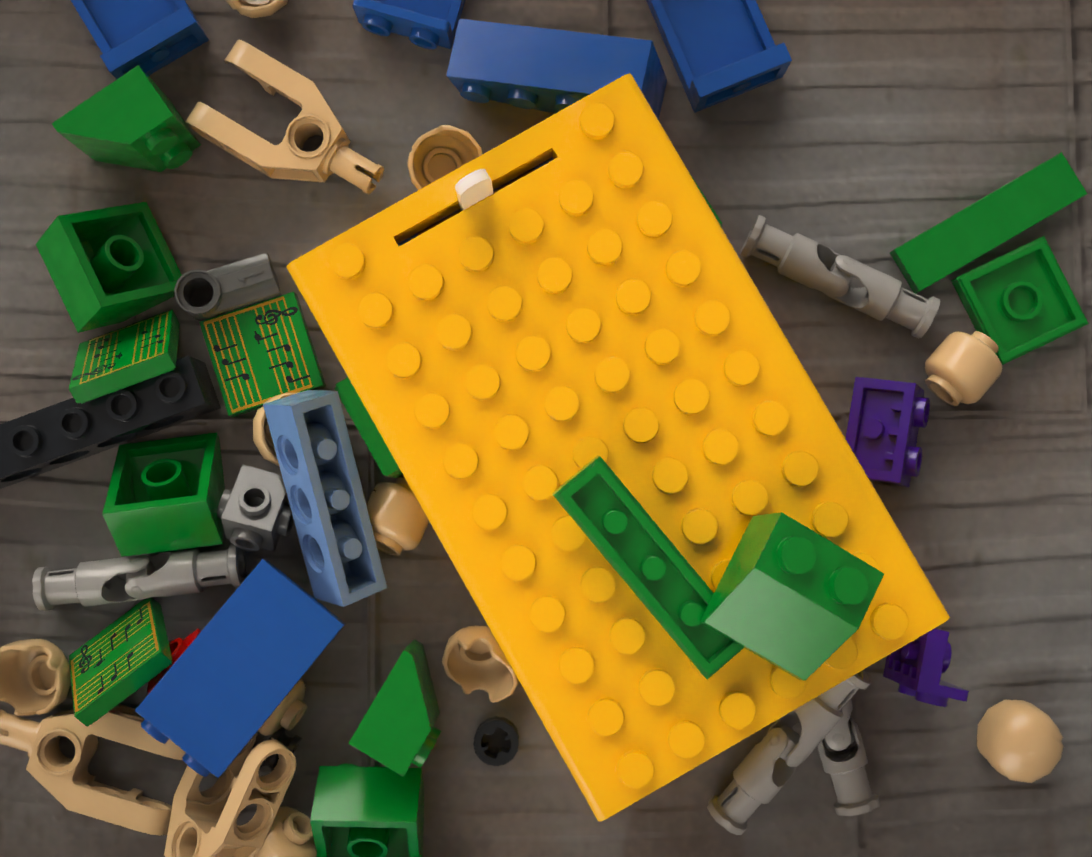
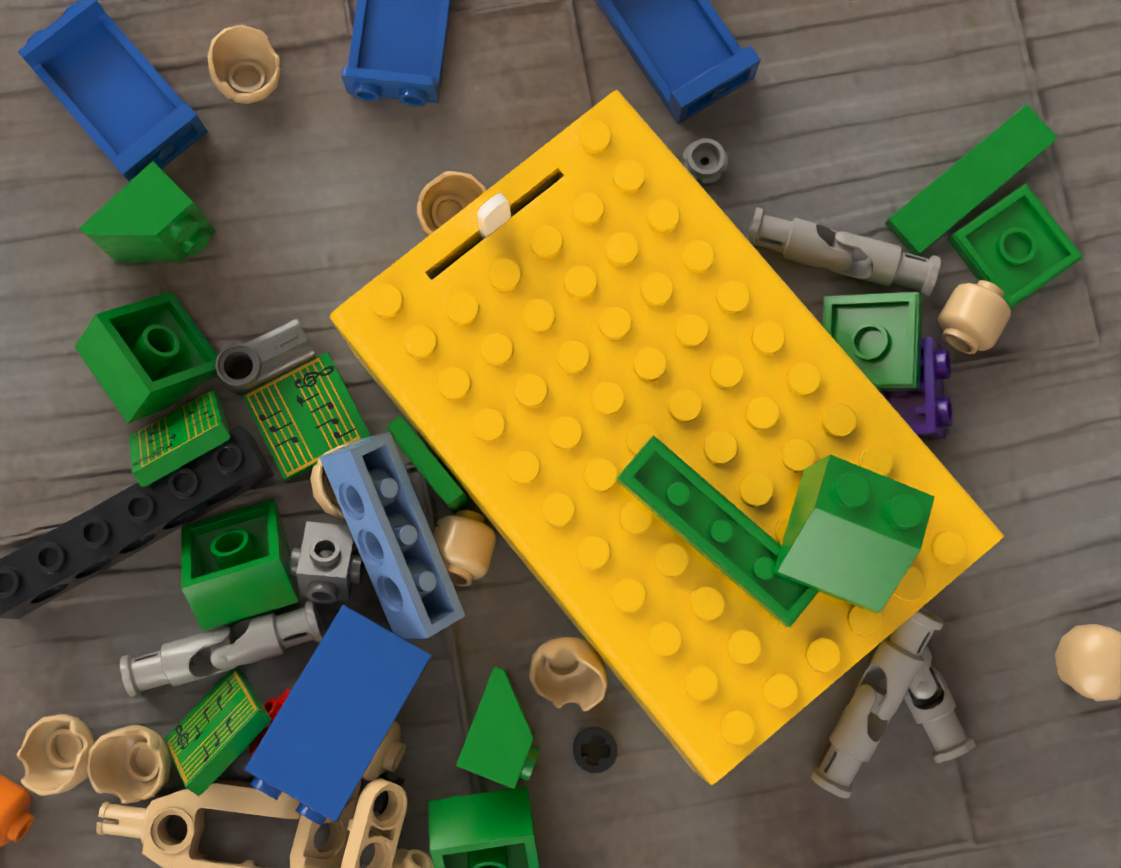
camera: 10 degrees left, 5 degrees down
(287, 159) = (302, 228): tan piece -> none
(547, 66) = (529, 102): blue wedge -> none
(718, 144) = (710, 150): none -> light grey plate
(858, 373) = (879, 335): none -> green tile
(920, 667) = (984, 599): dark purple bracket -> none

